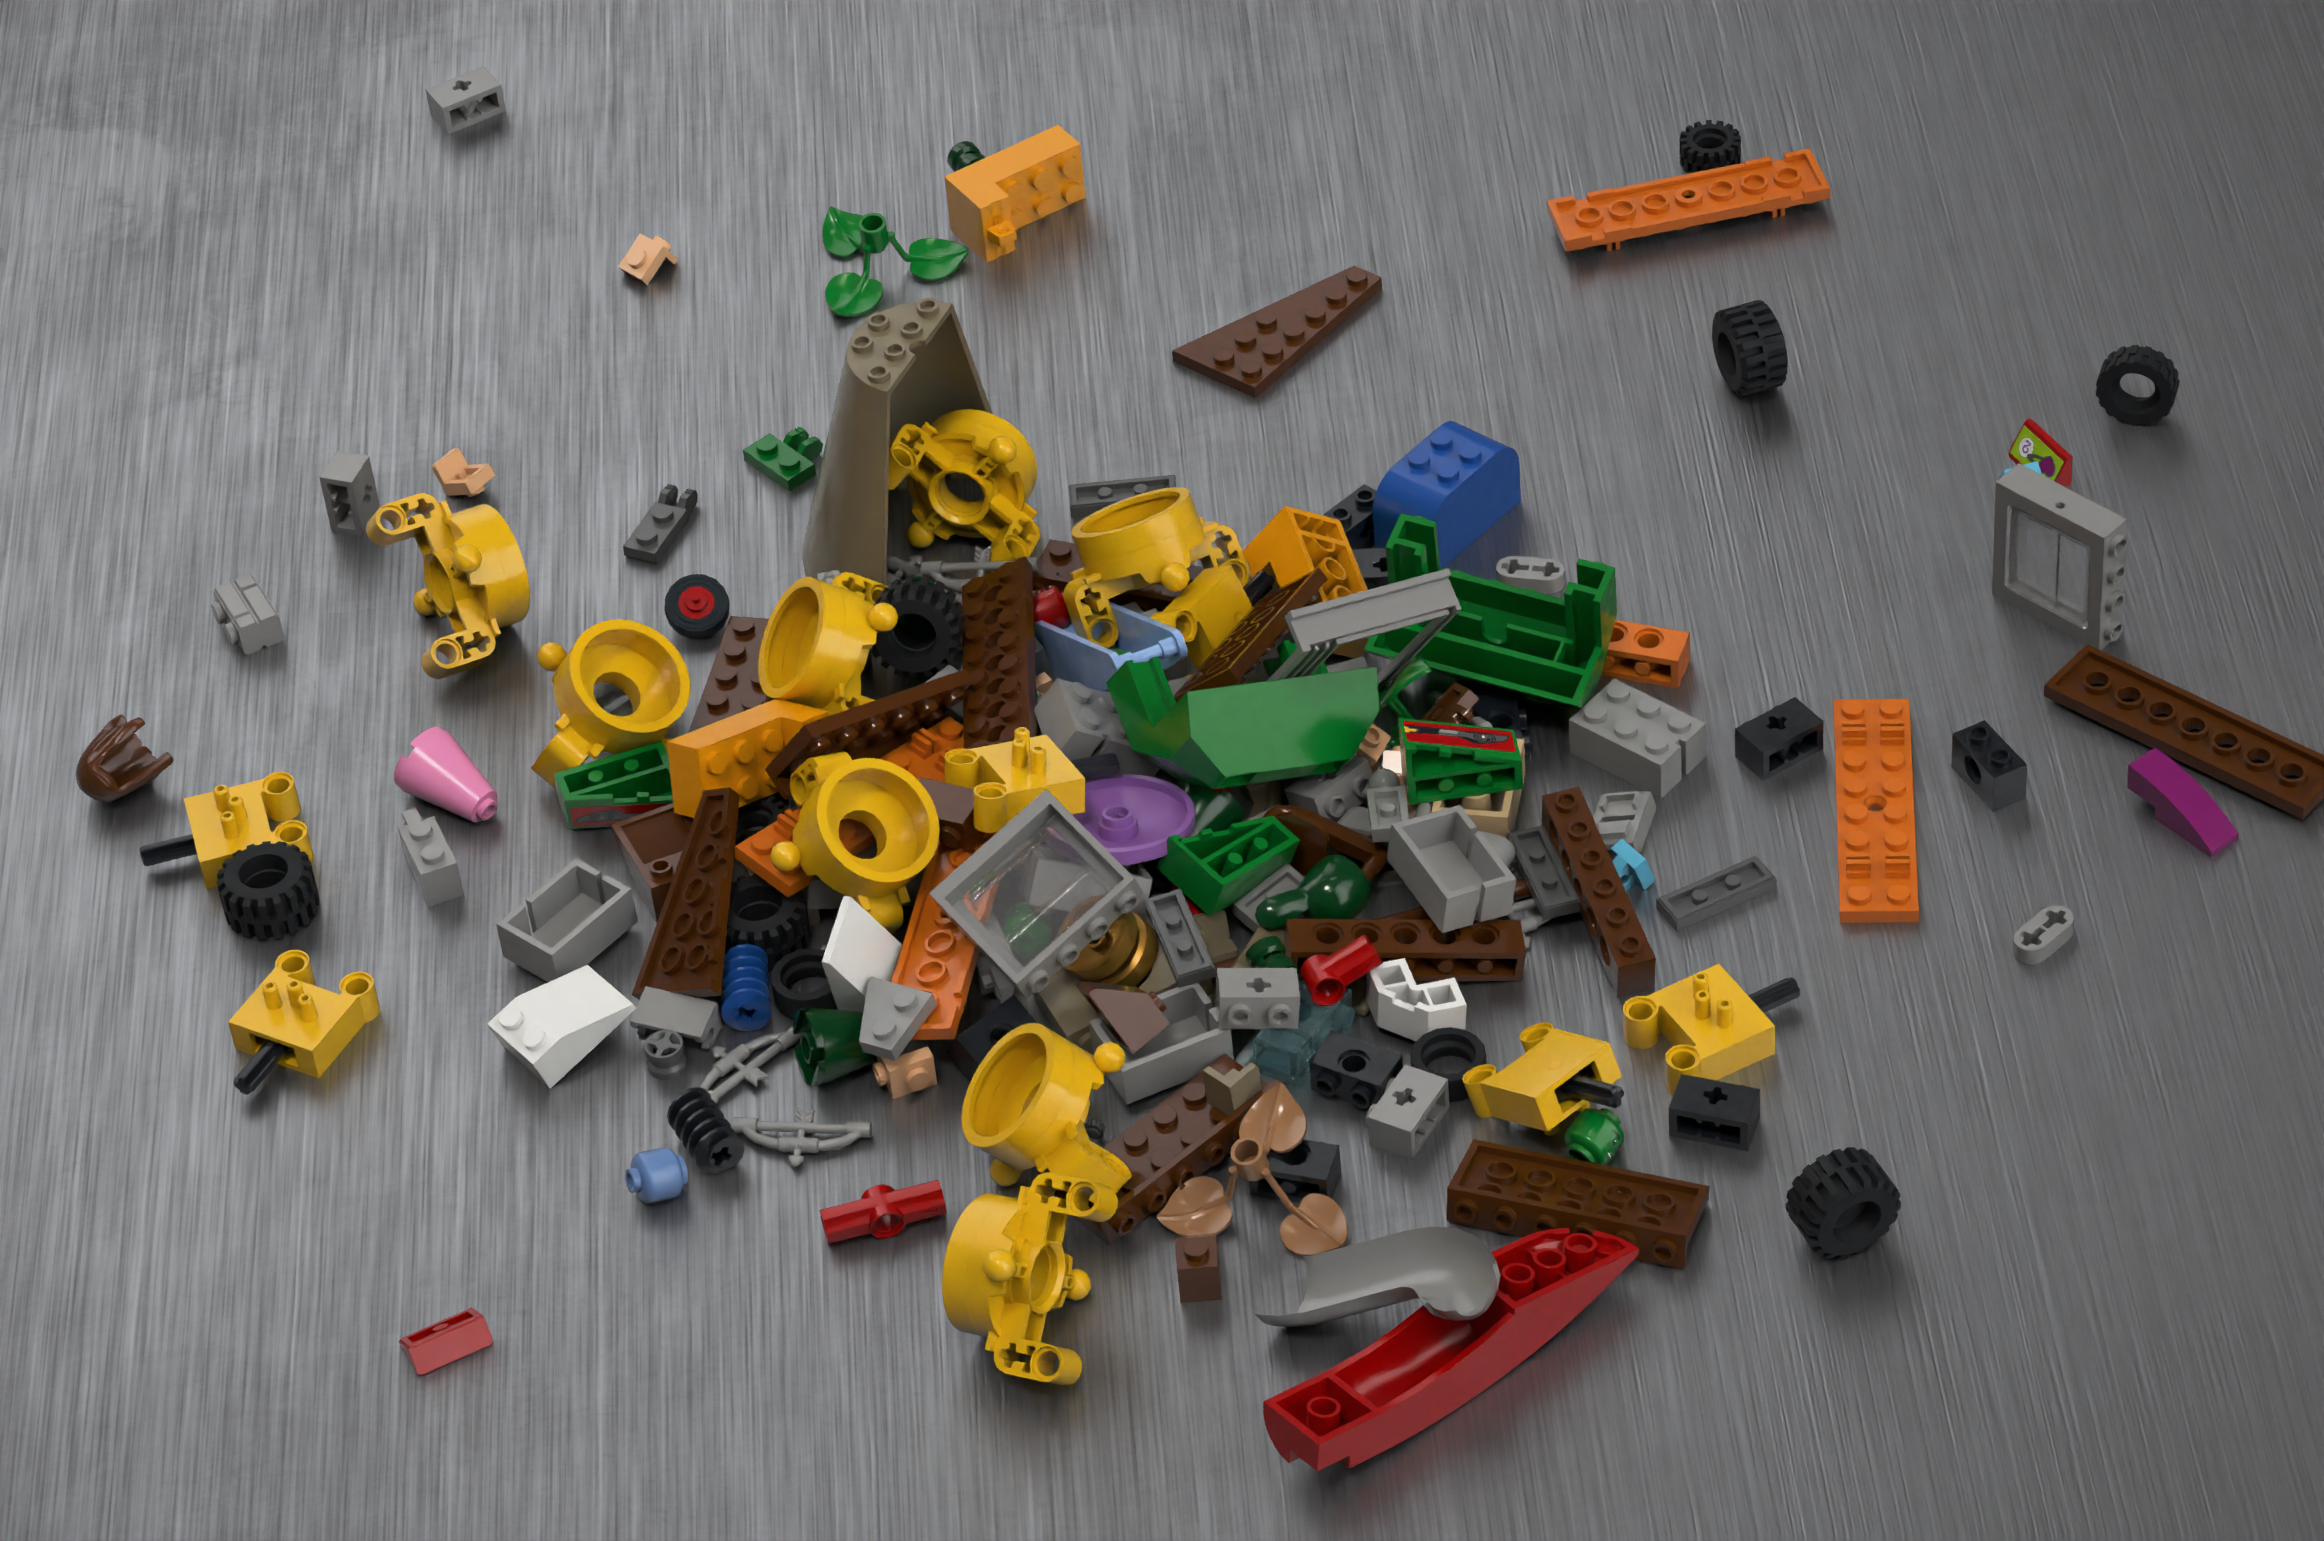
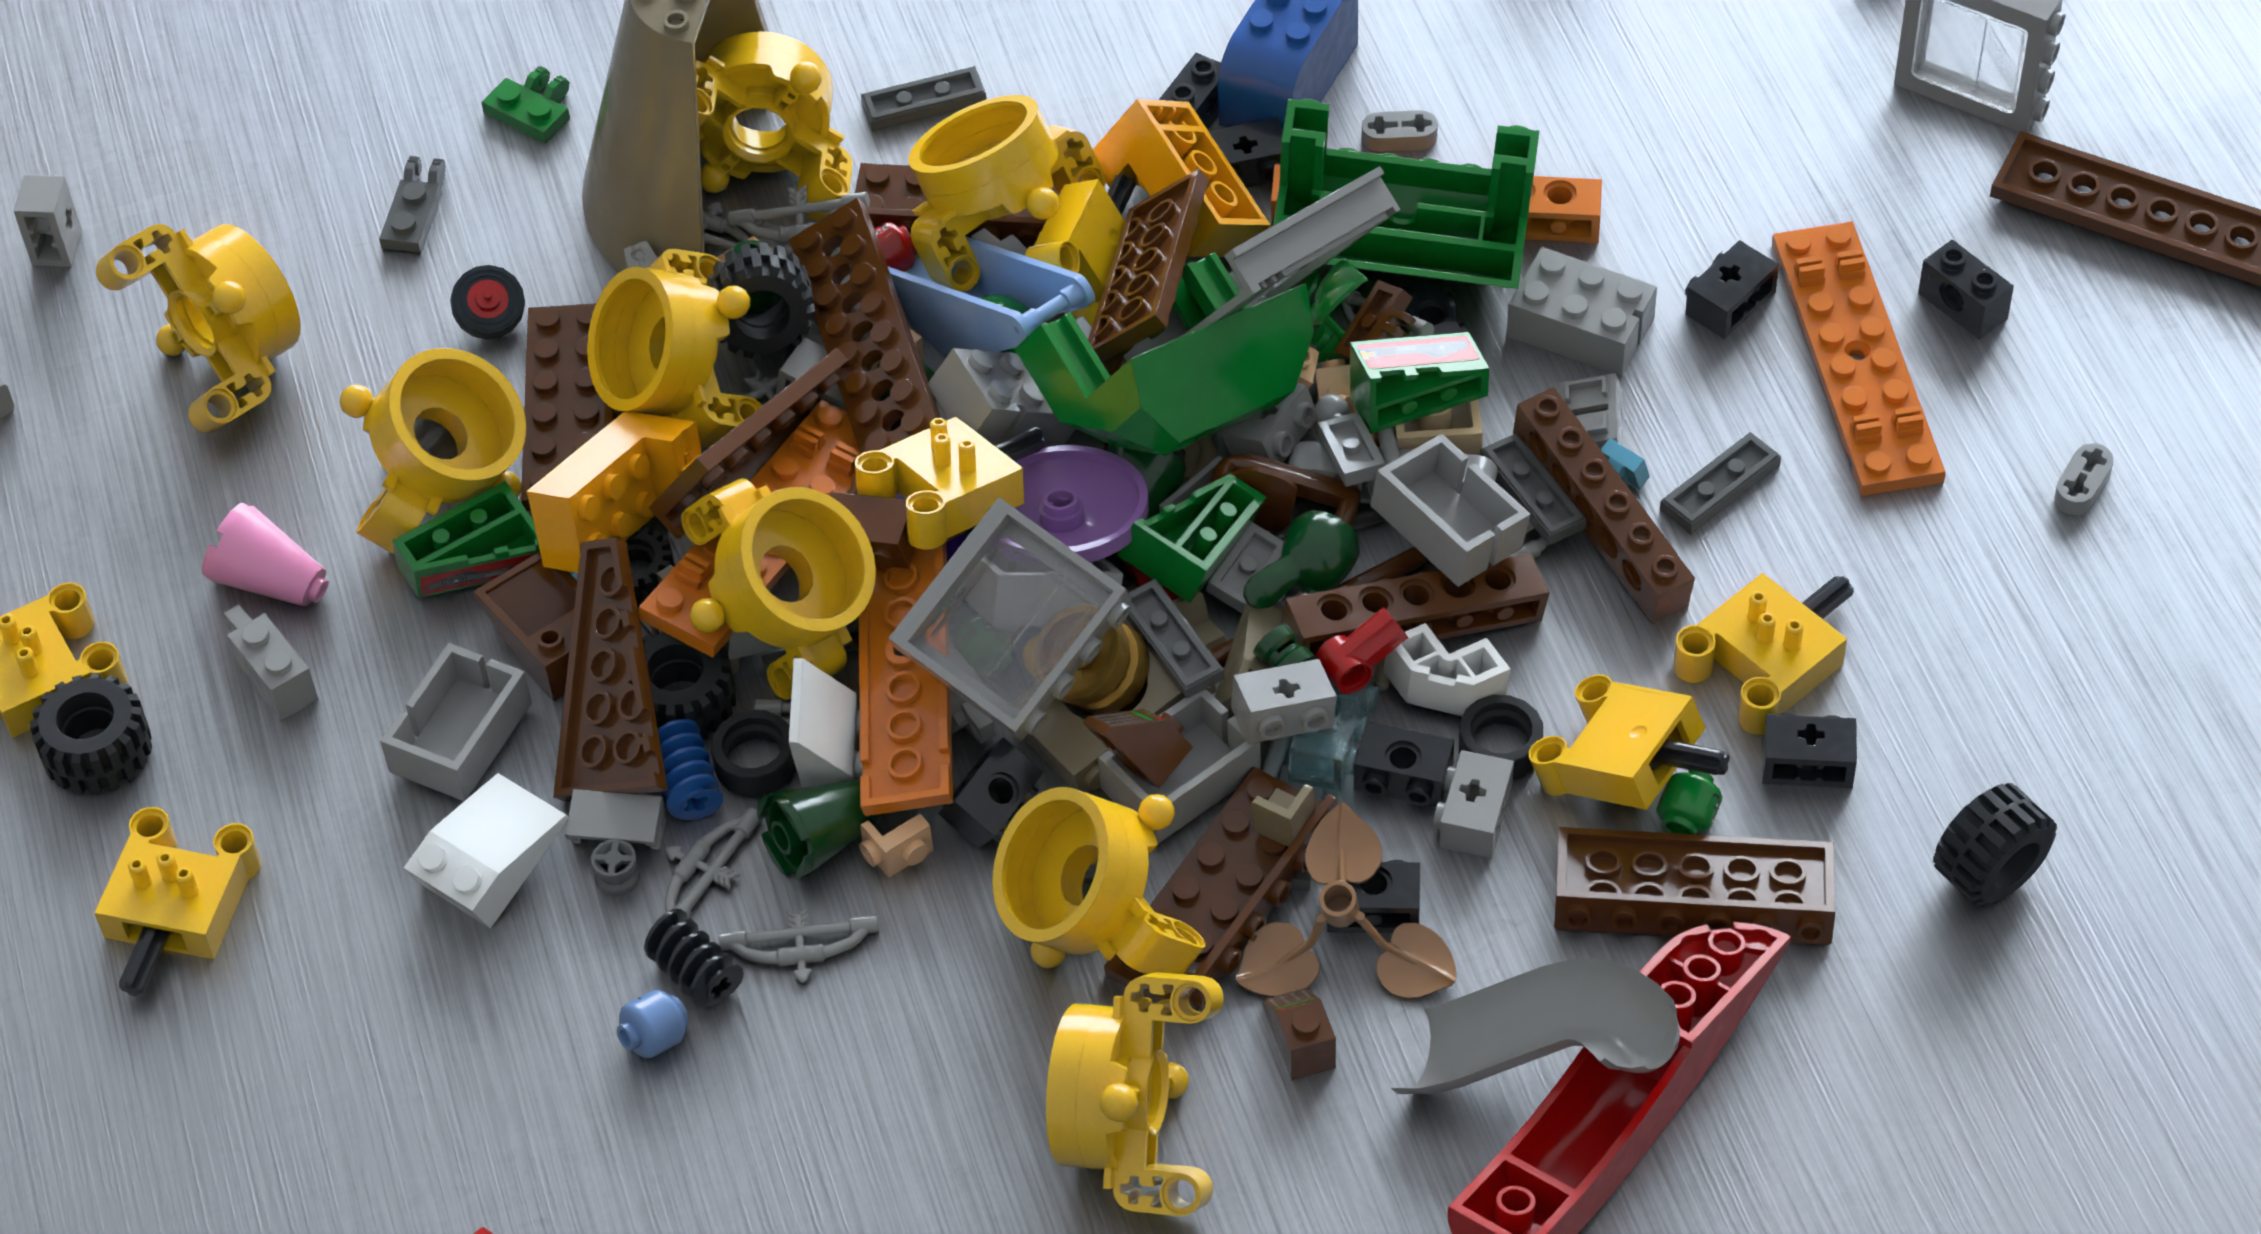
camera: 15 degrees left, 10 degrees up
(459, 477) = (168, 180): light nougat bracket -> none
(883, 1211) = (925, 1025): red piece -> none
(892, 1017) = (877, 789): light grey wing -> none
(2180, 802) = (2179, 302): magenta slope -> none

